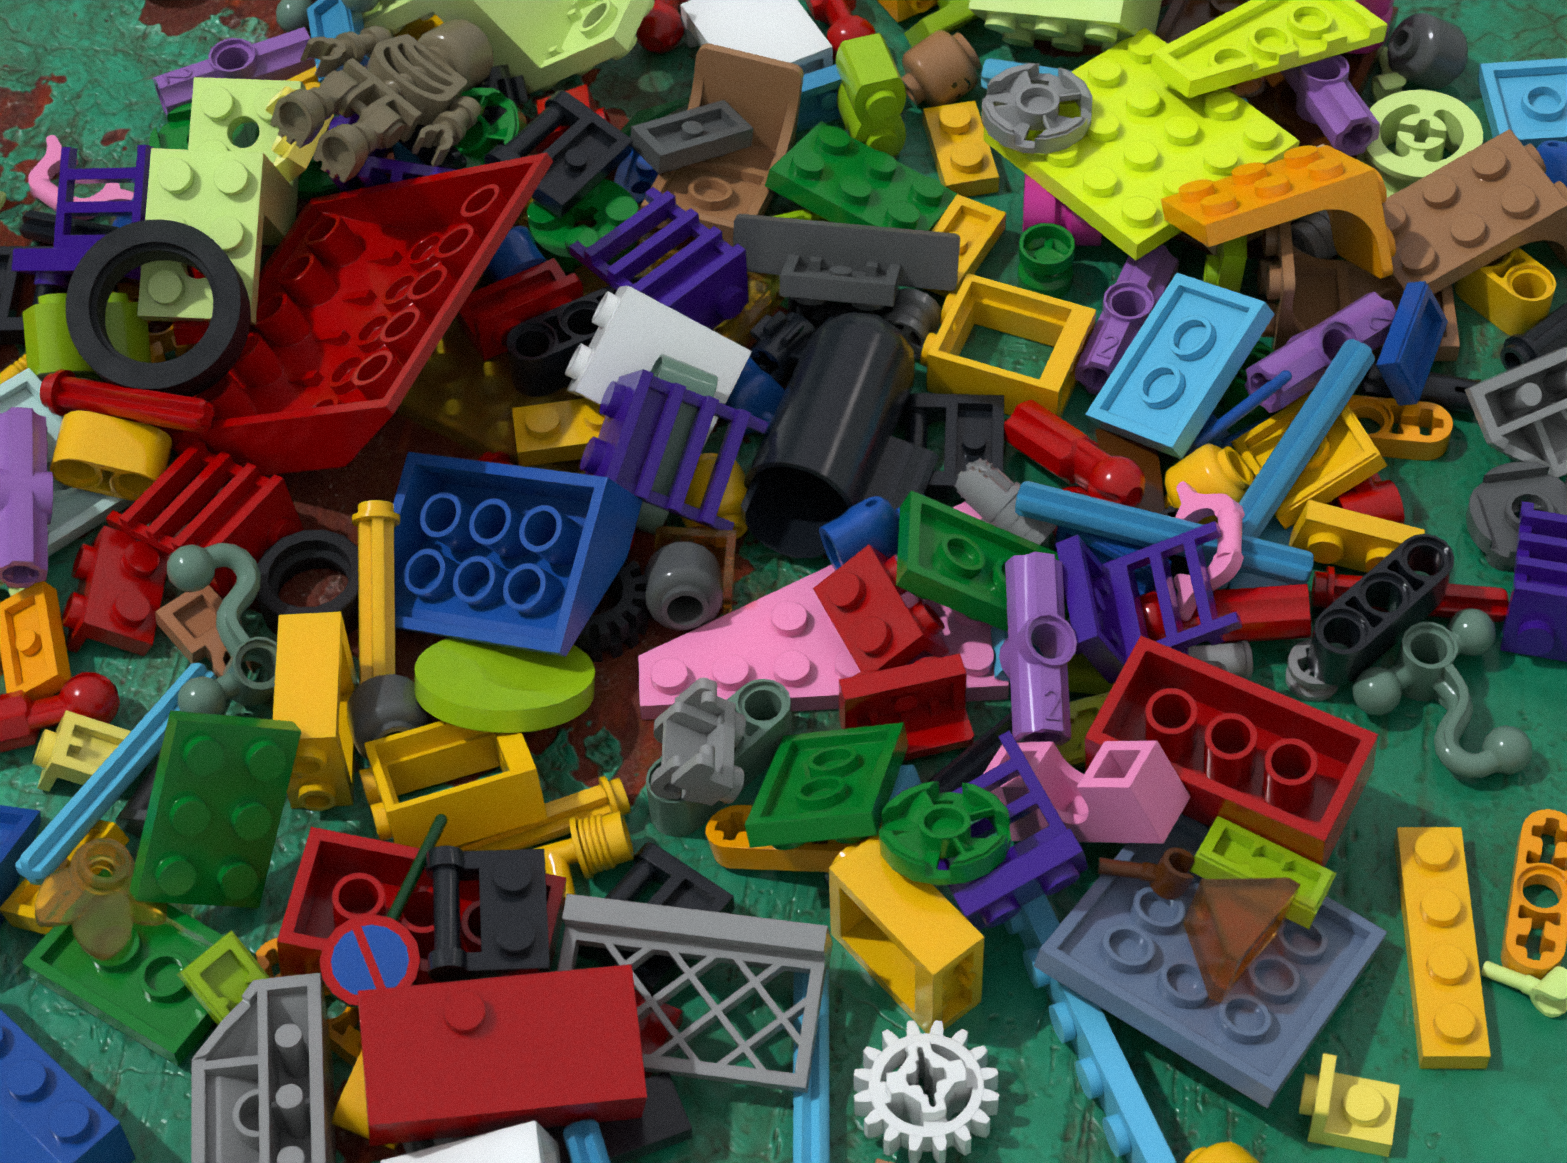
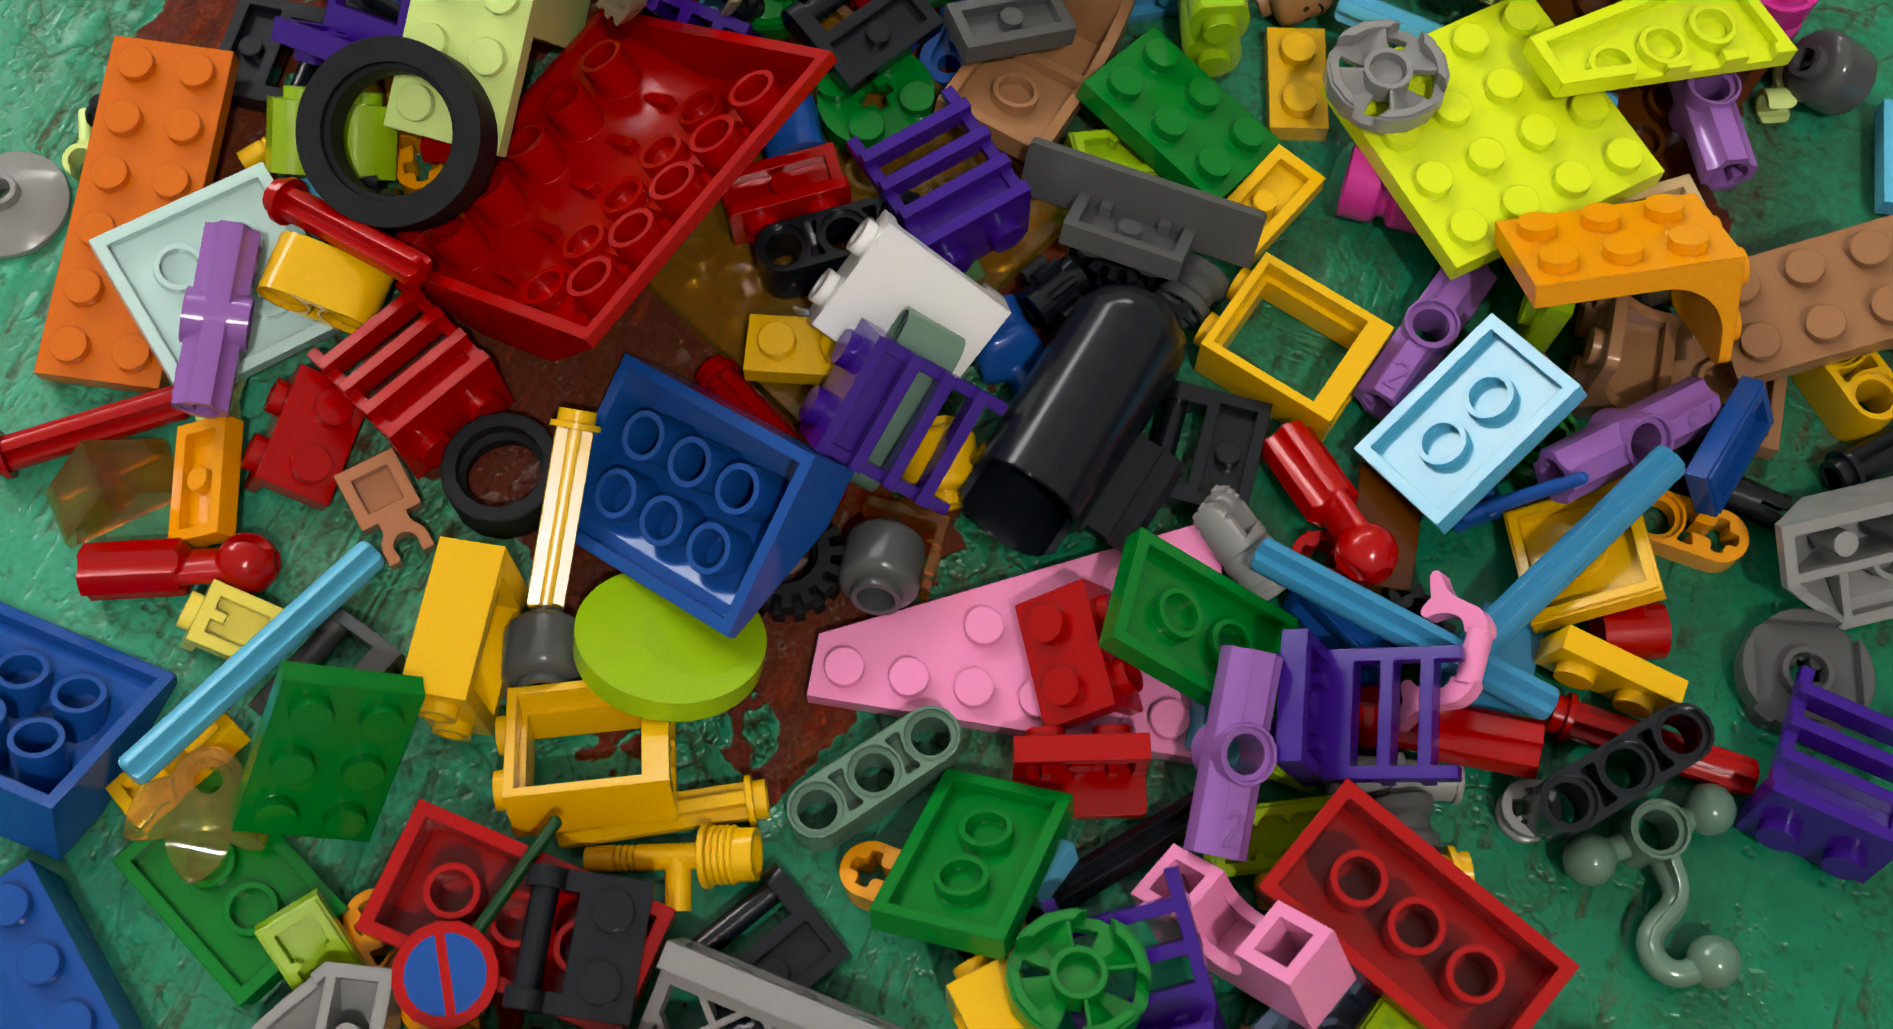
camera: 10 degrees right, 15 degrees up
(192, 570) = (369, 452): sand green piece -> none
(699, 747) = (848, 790): light grey piece -> none
(863, 524) = (1084, 551): blue piece -> none
(1046, 260) = (1355, 246): green wheel -> none
(1209, 472) = (1473, 559): yellow head -> none
(1421, 127) = (1805, 165): yellowish green wheel -> none

